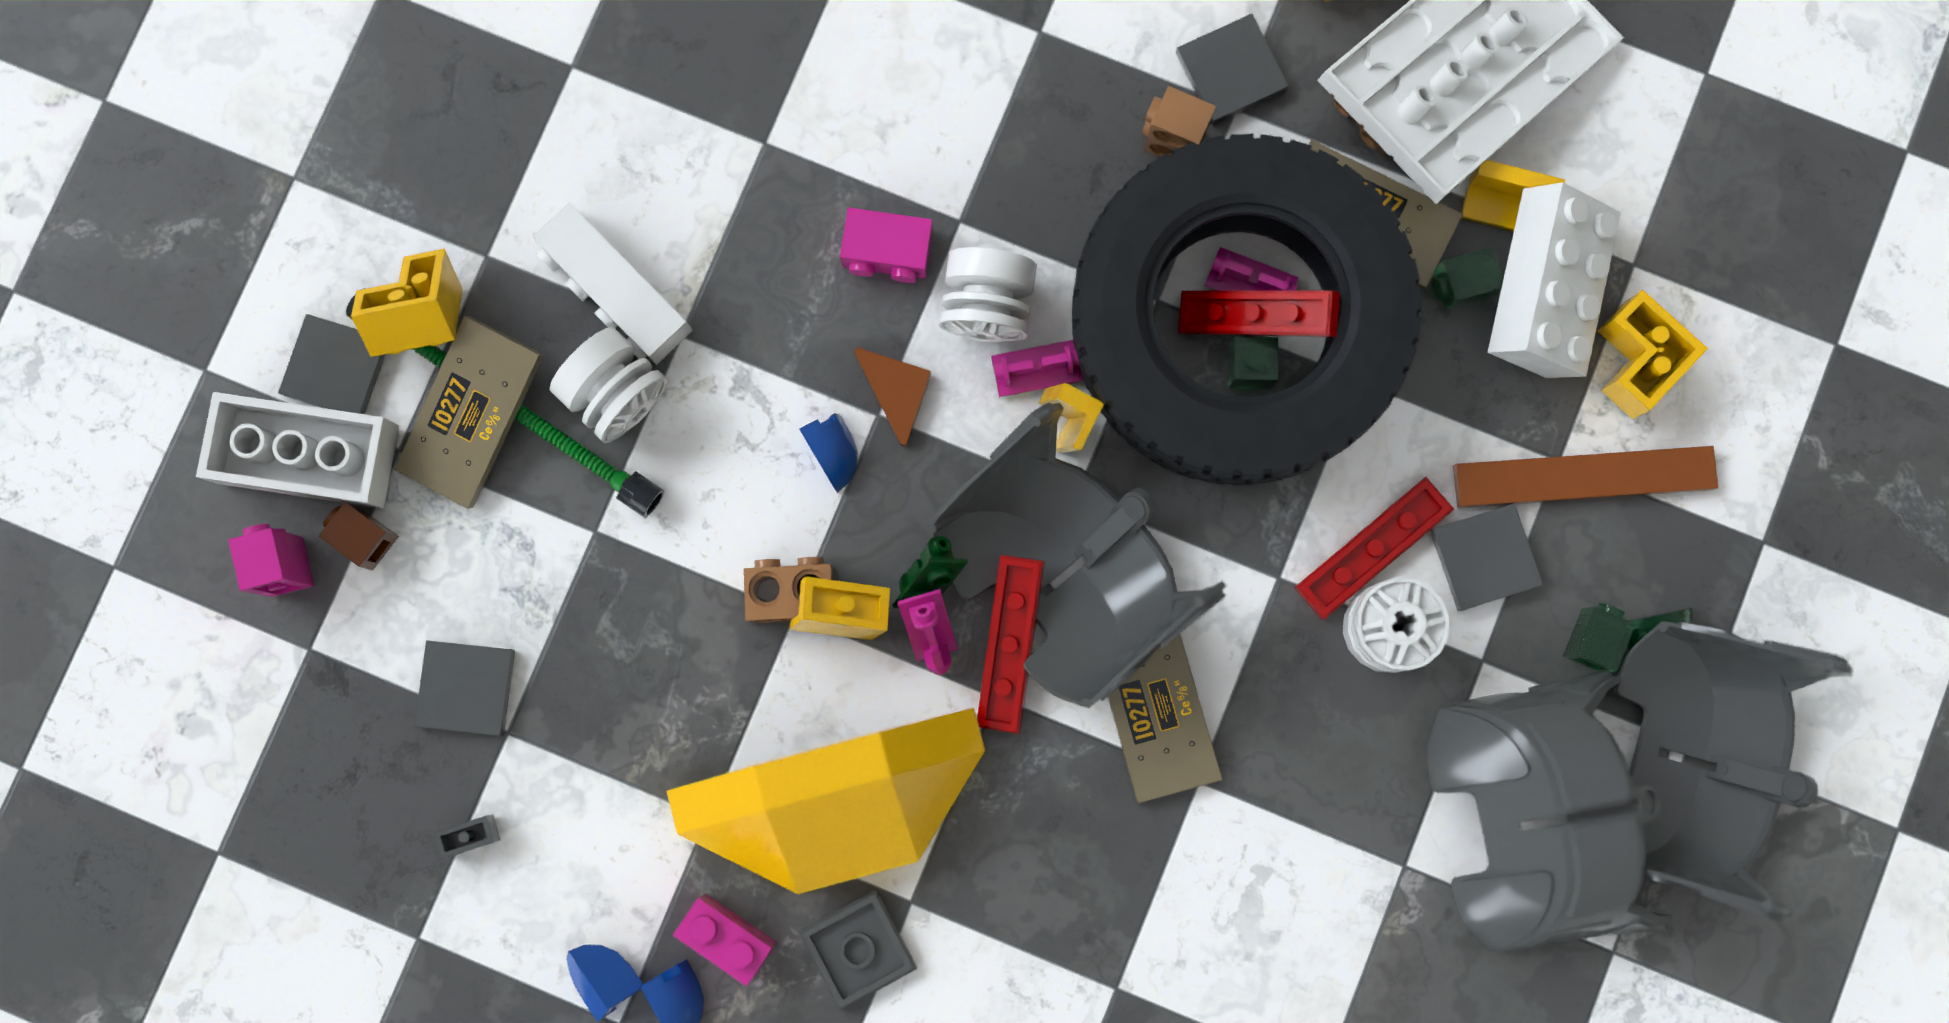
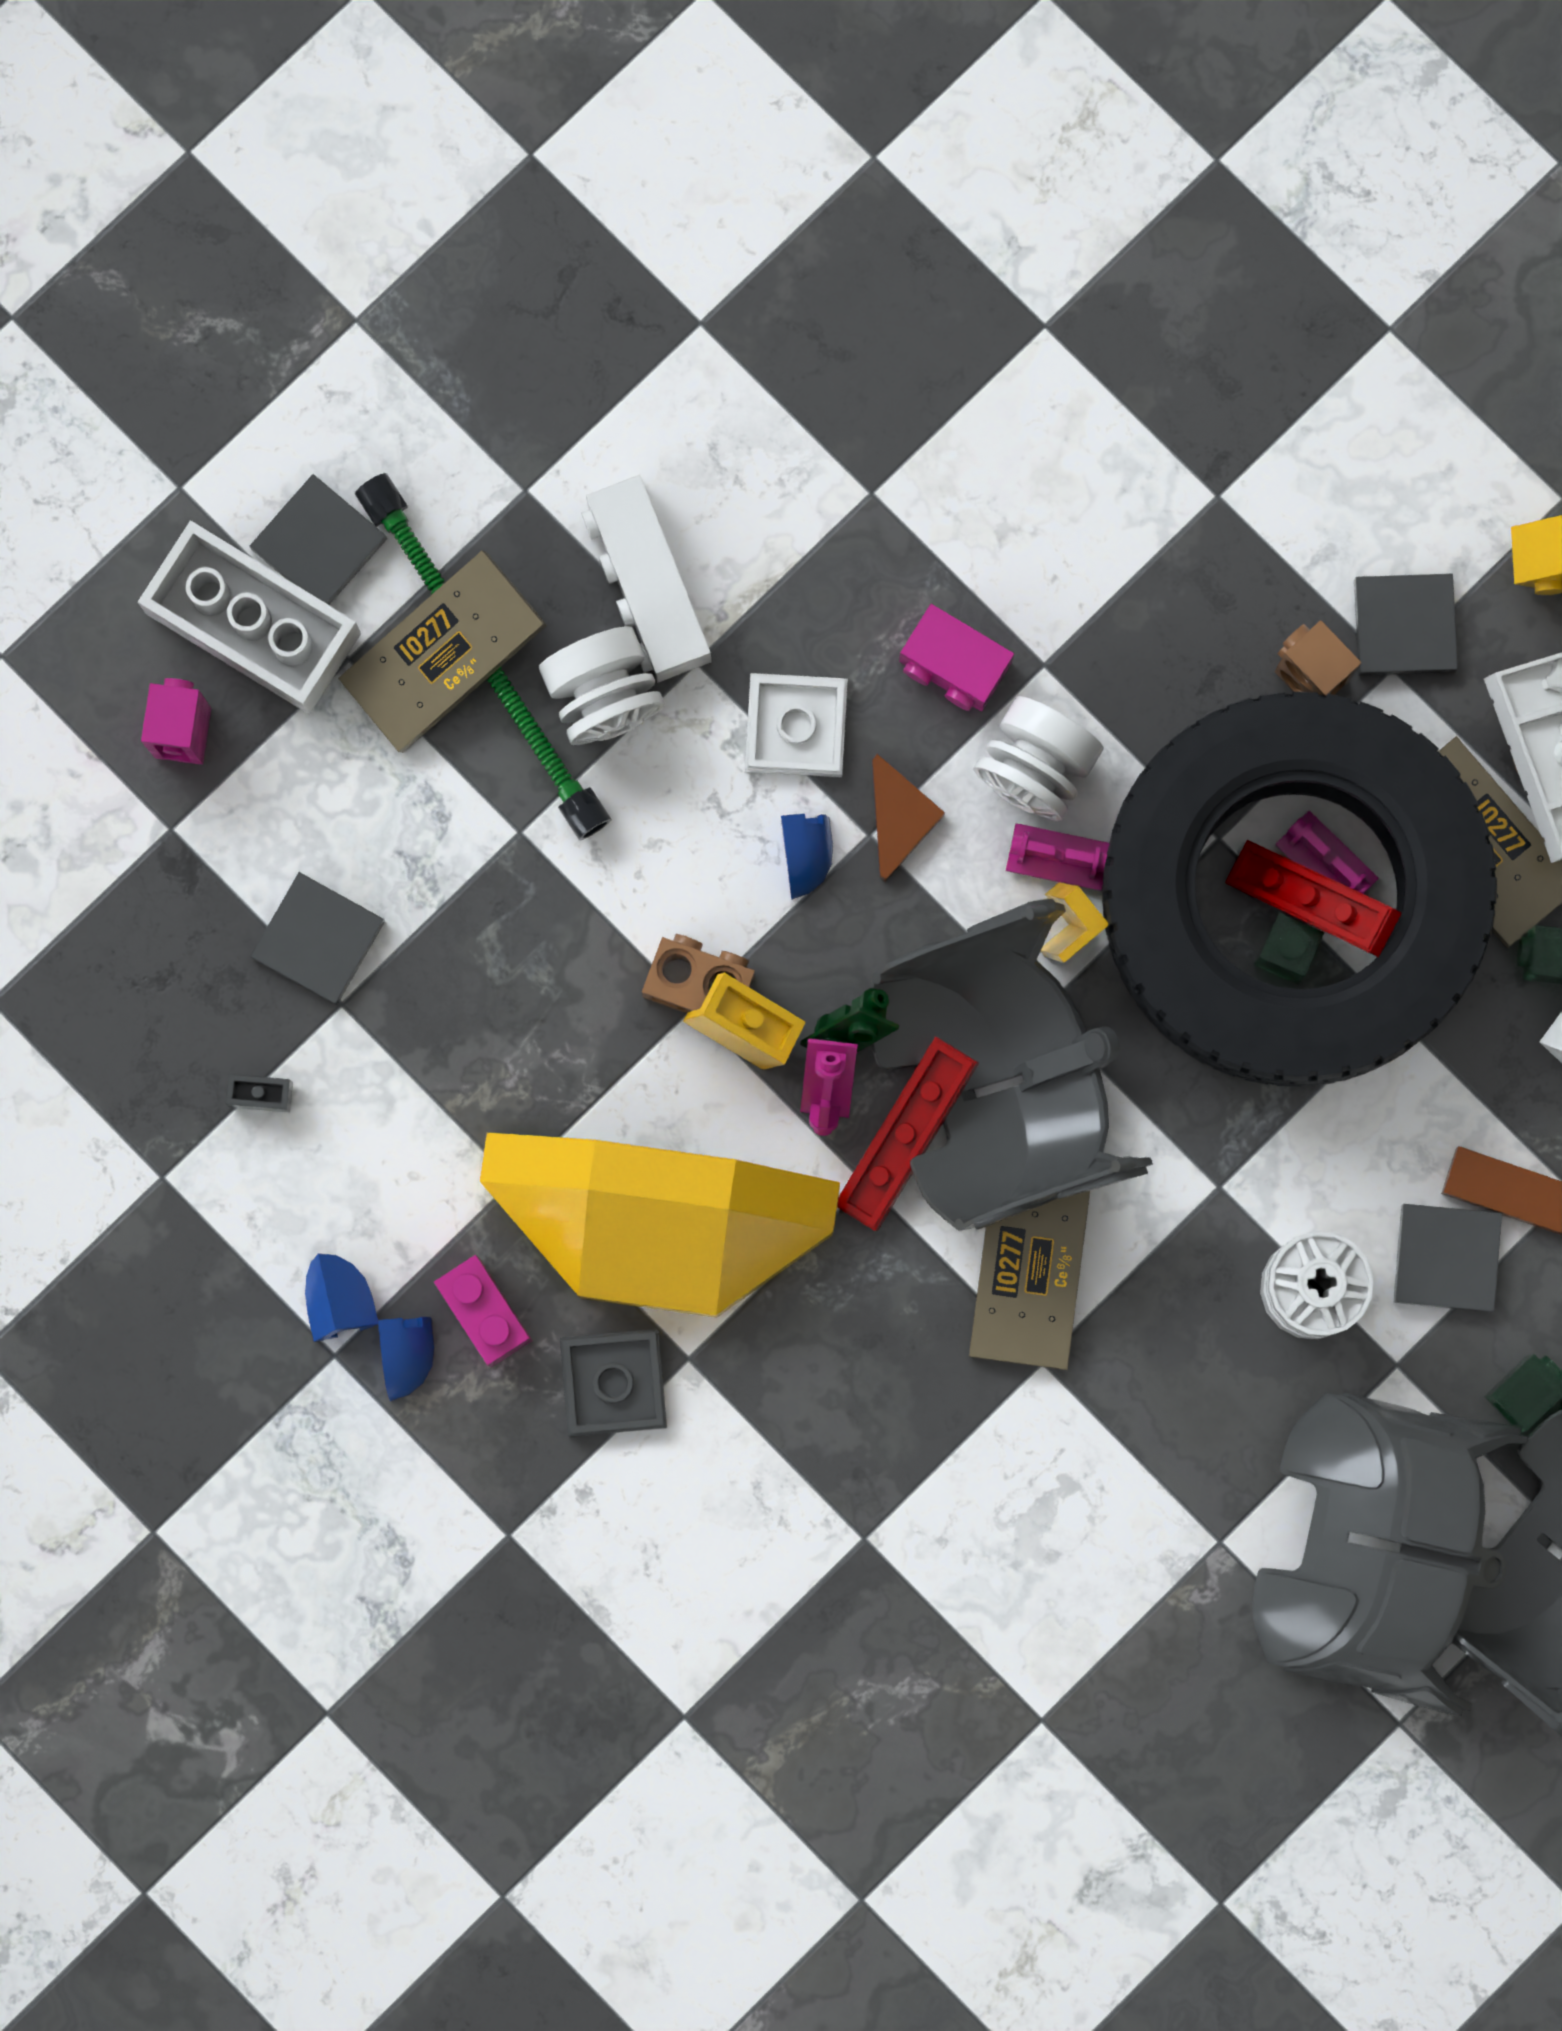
camera: 20 degrees right, 0 degrees up
(357, 535) = (272, 731): reddish brown brick -> none
(411, 312) = (432, 522): yellow brick -> none
(781, 351) = (796, 725): none -> white tile
(1374, 548) = (1333, 1198): red tile -> none

